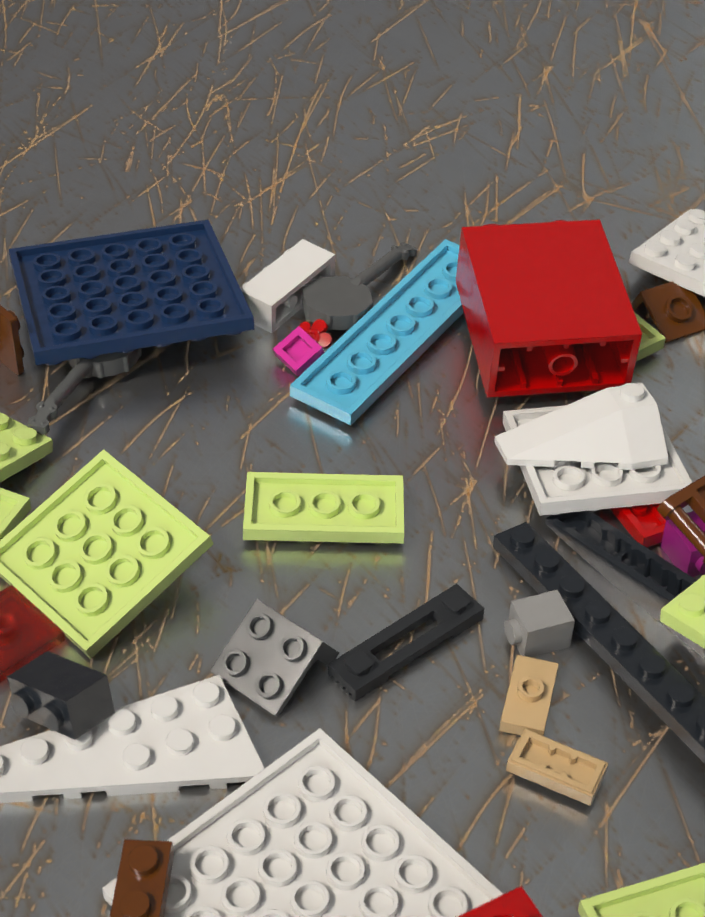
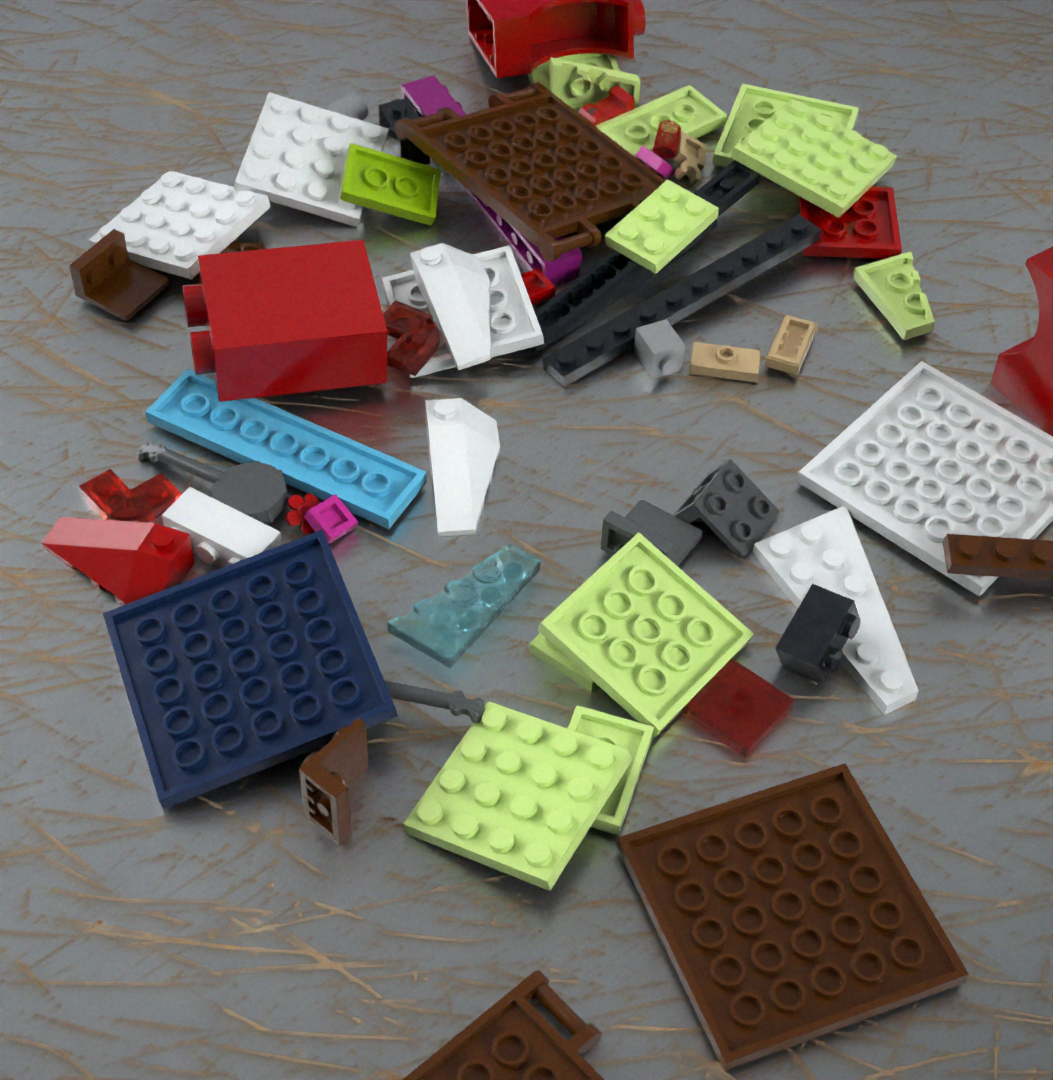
camera: 95 degrees left, 5 degrees up
(169, 433) = (466, 607): none -> clear light blue wing
(229, 576) = (666, 532): none -> dark grey bracket
(274, 234) = (122, 555): none -> red wedge
(324, 507) = (546, 490): yellowish green plate -> none
(345, 240) = (116, 501): none -> clear red plate
(362, 672) = (648, 405): black container -> none
(370, 441) = (462, 460): none -> white wedge
(524, 404) = (416, 337): none -> clear red plate
(635, 215) = (114, 281): none -> reddish brown bracket

